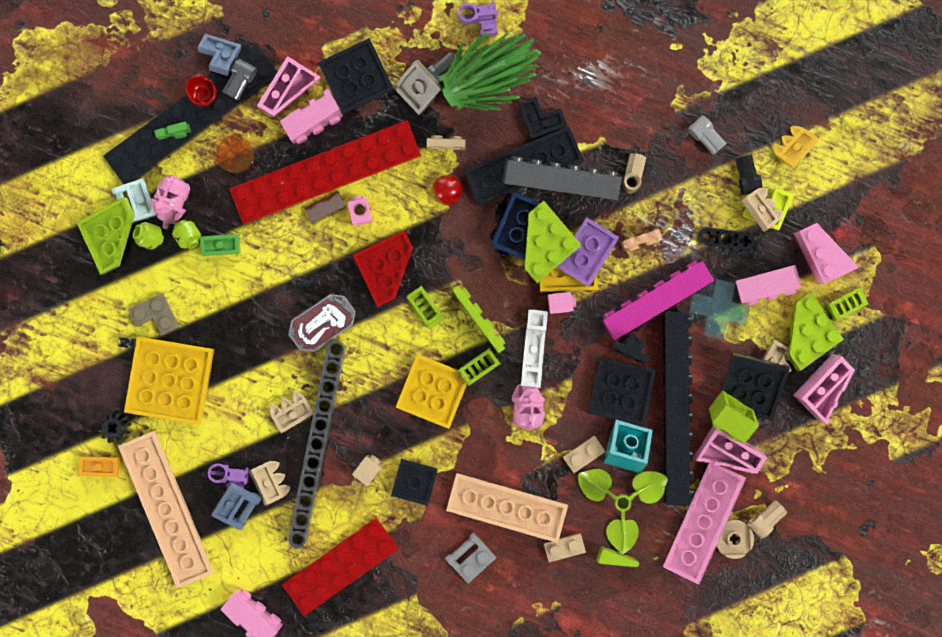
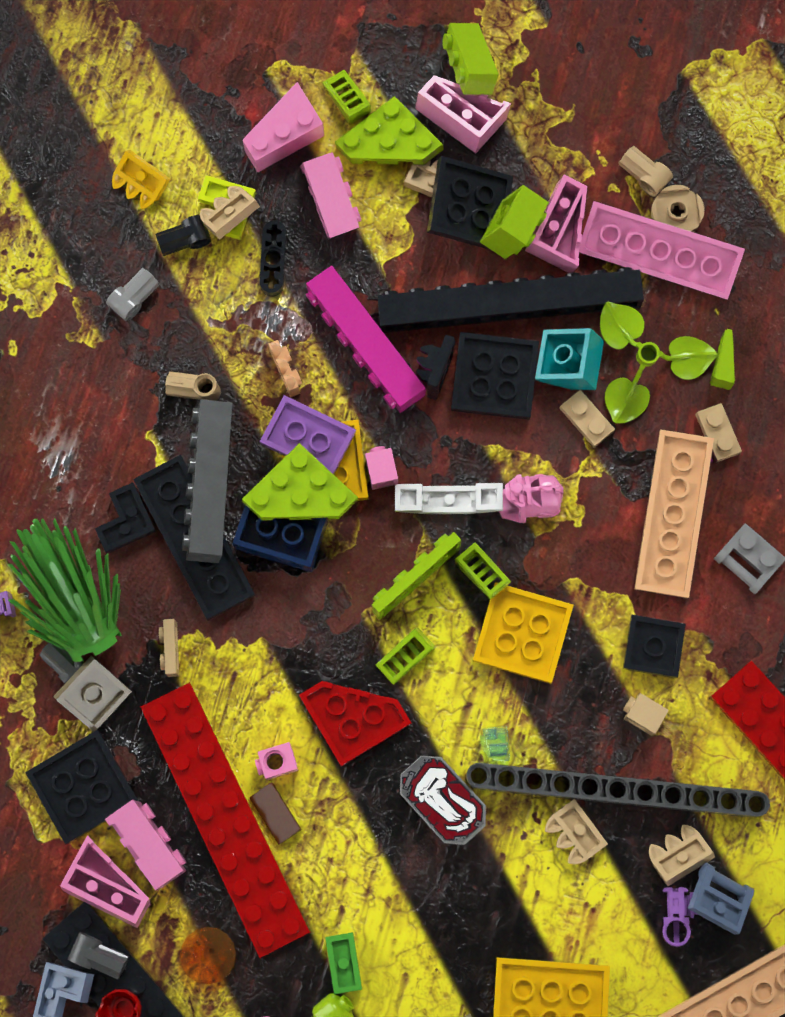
camera: 90 degrees left, 10 degrees down
(358, 363) = (496, 743): none -> clear light blue piece
(447, 190) = (236, 641): red hair -> none
(719, 309) = (370, 257): clear light blue plate -> none
(865, 398) = (470, 58): none -> lime brick

